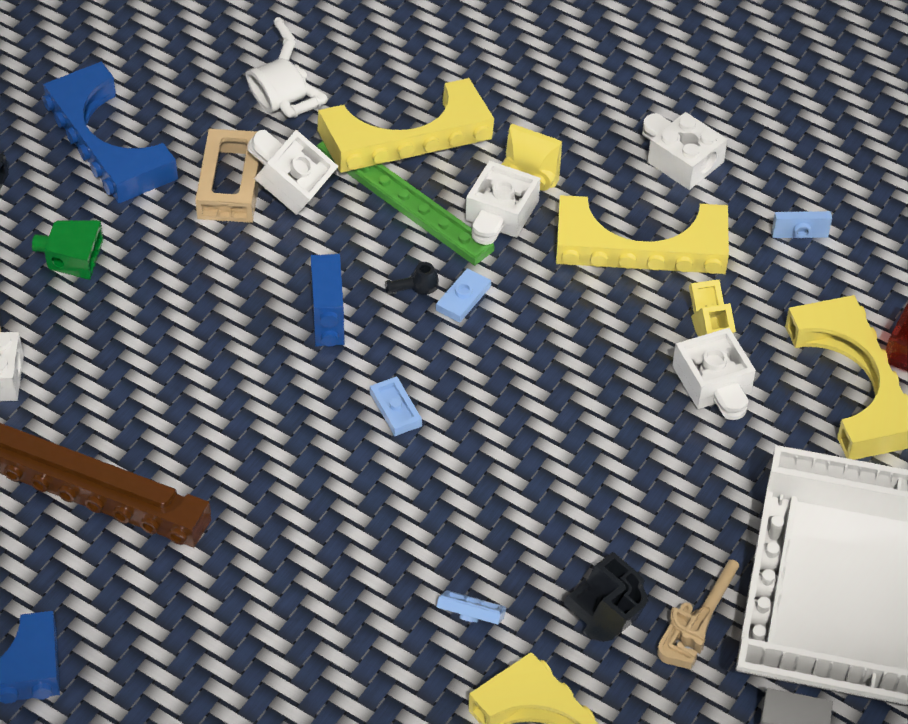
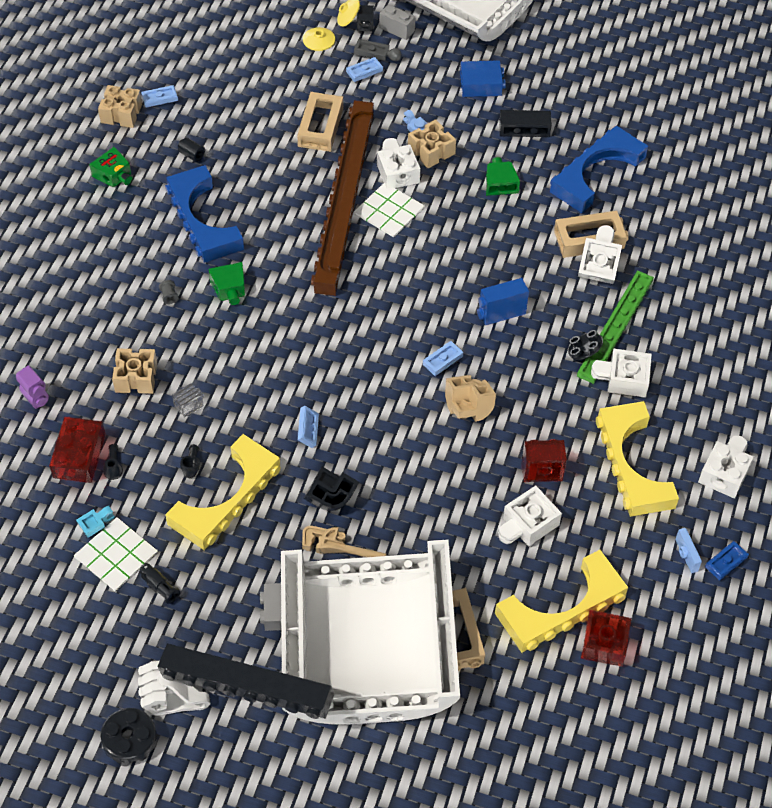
camera: 75 degrees right, 5 degrees up
(63, 405) = (389, 210): none -> white piece
(133, 658) = (228, 282): none -> green torso
(282, 82) = (680, 238): white piece -> none
(361, 145) = (688, 337): light yellow arch -> none
(422, 281) = (550, 349): black bar -> none
(434, 235) = (585, 345): none -> black dish
(463, 295) = (546, 374): light blue plate -> none
(488, 386) = (469, 397): none -> tan brick
(534, 155) = (669, 381): light yellow slope -> none
(627, 328) = (543, 460): none -> clear red brick
(709, 309) = (579, 509): light yellow brick -> none
(822, 192) = (726, 560): none -> blue plate

